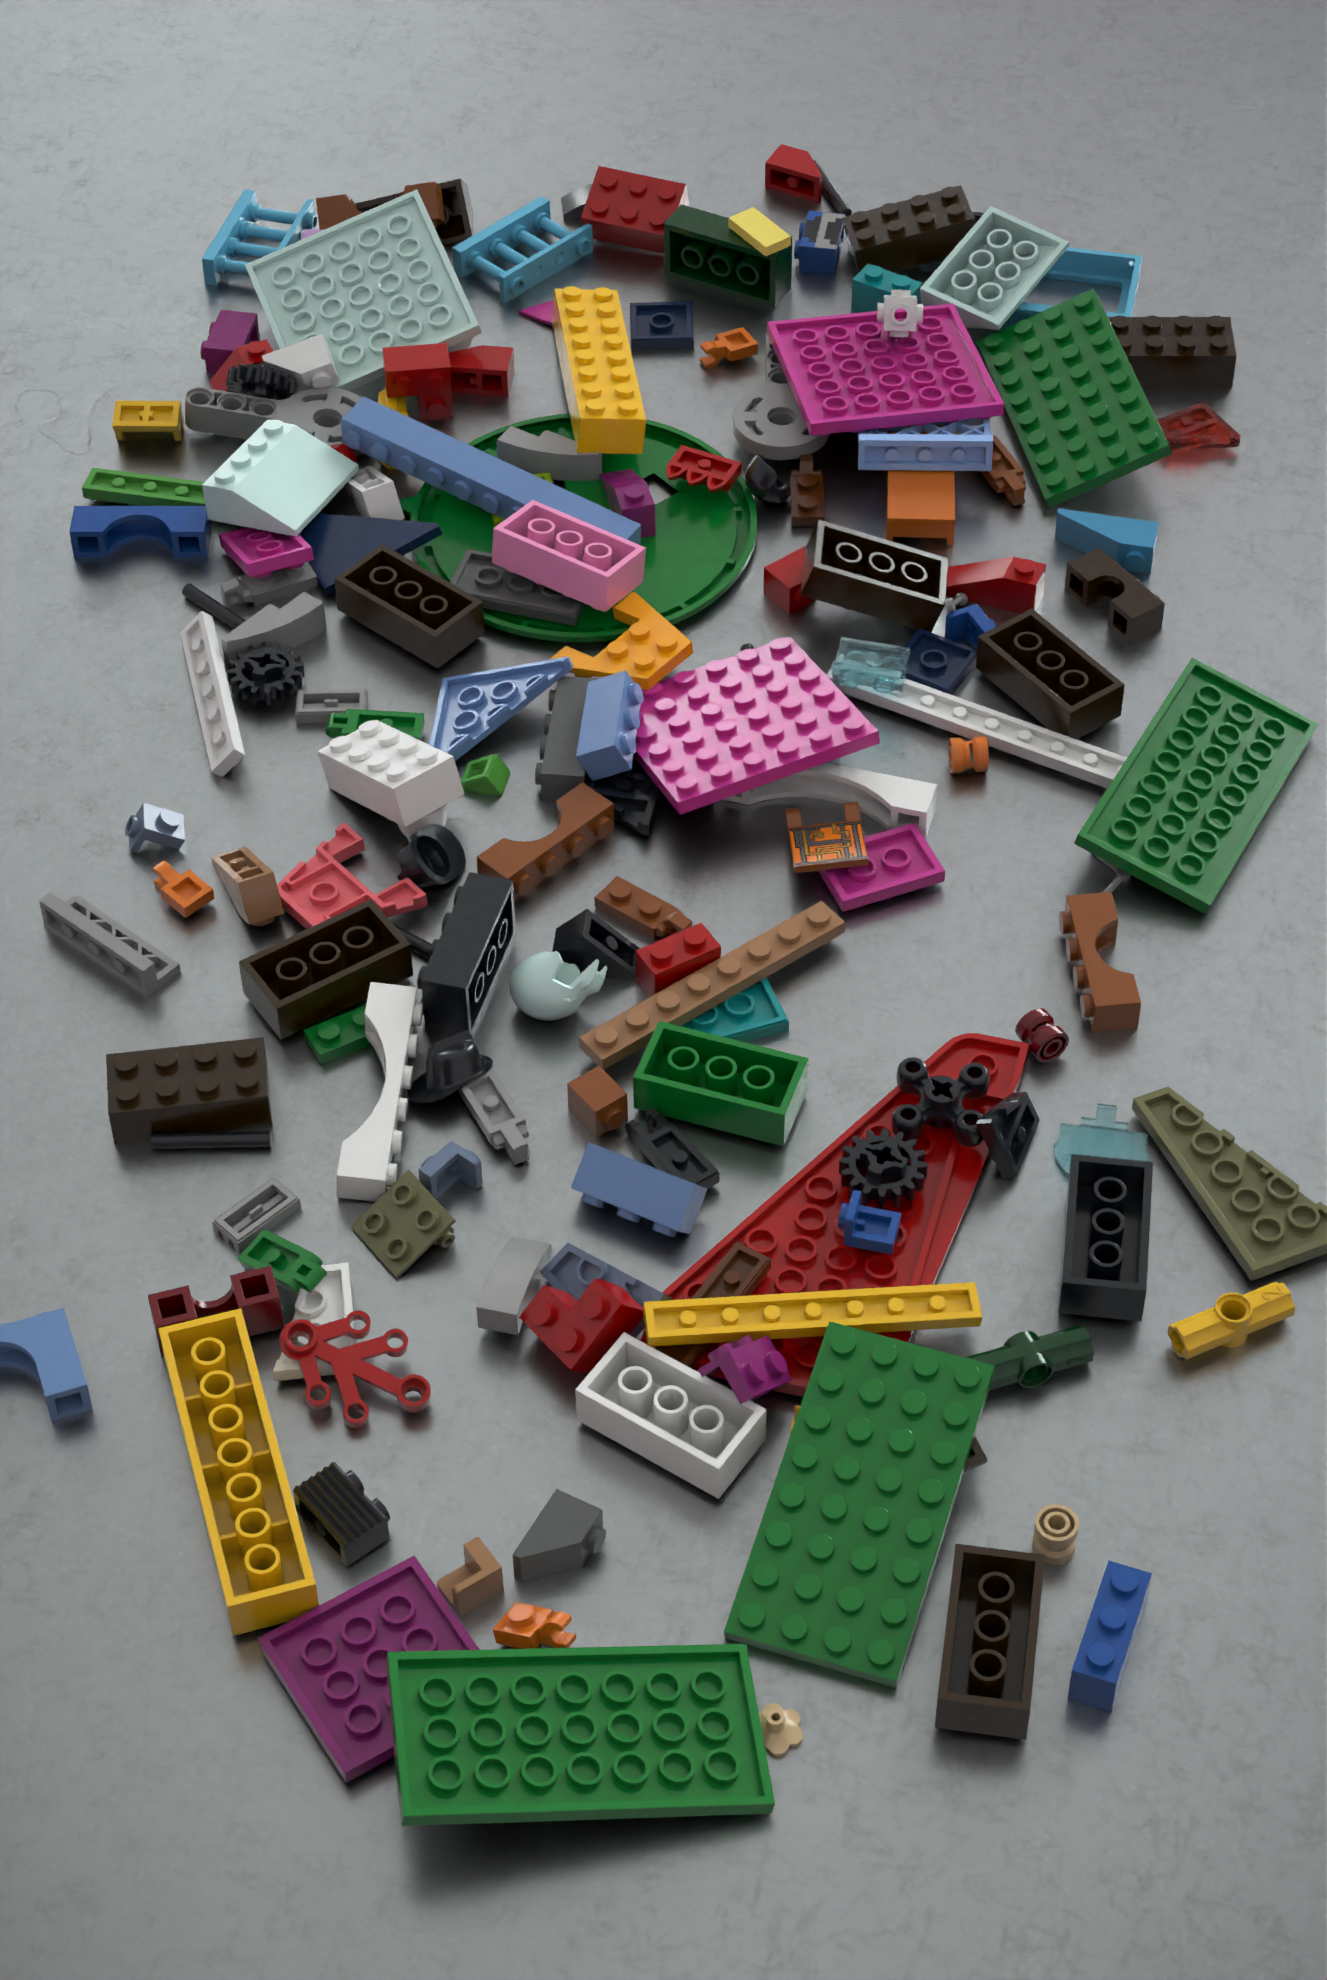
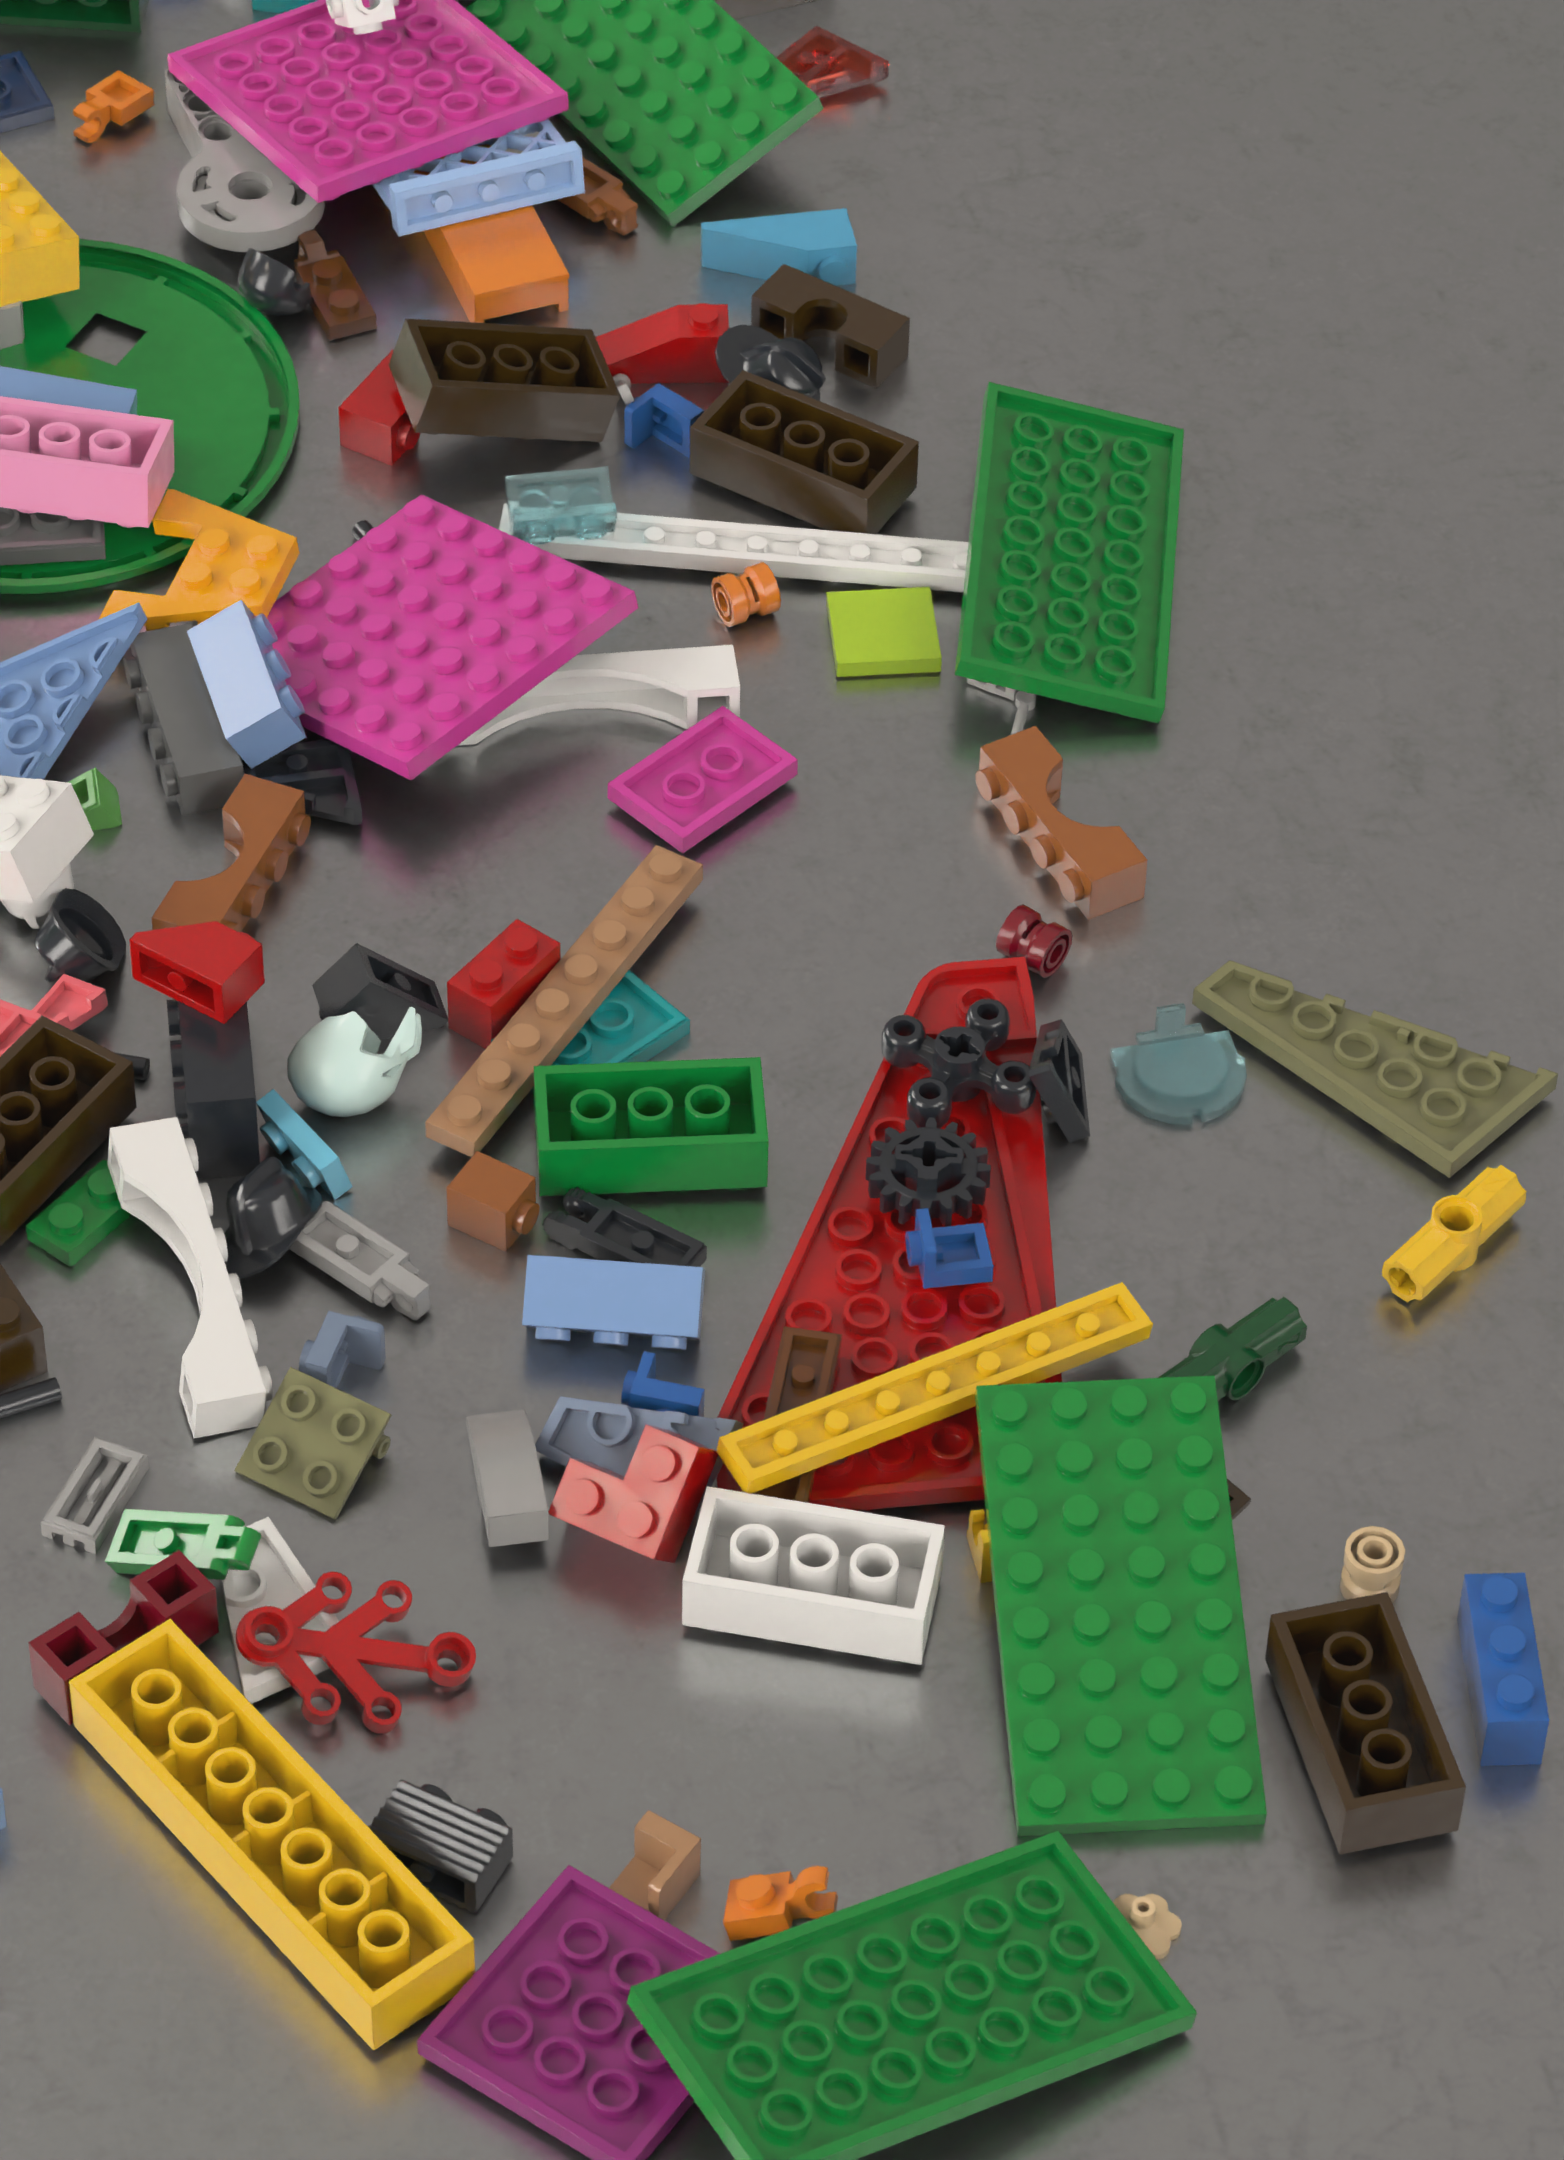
camera: 25 degrees left, 0 degrees up
(470, 894) = (200, 966): none -> red slope
(493, 1019) = (313, 1157): none -> medium azure plate
(559, 1538) = (749, 1778): dark grey slope -> none
(630, 498) = (89, 353): magenta slope -> none
(630, 1258) = (646, 1392): none -> blue bracket
(640, 909) = (411, 928): dark orange hinge -> none
(704, 469) = (176, 289): red plate -> none
(749, 1367) = (899, 1474): magenta bracket -> none
(827, 844) = (621, 767): flag -> none
(939, 661) = (642, 476): dark blue tile -> none
(1049, 803) = (883, 631): none -> lime tile
(1059, 608) = (782, 361): none -> black piece
(1106, 1237) = (1252, 1176): black brick -> none

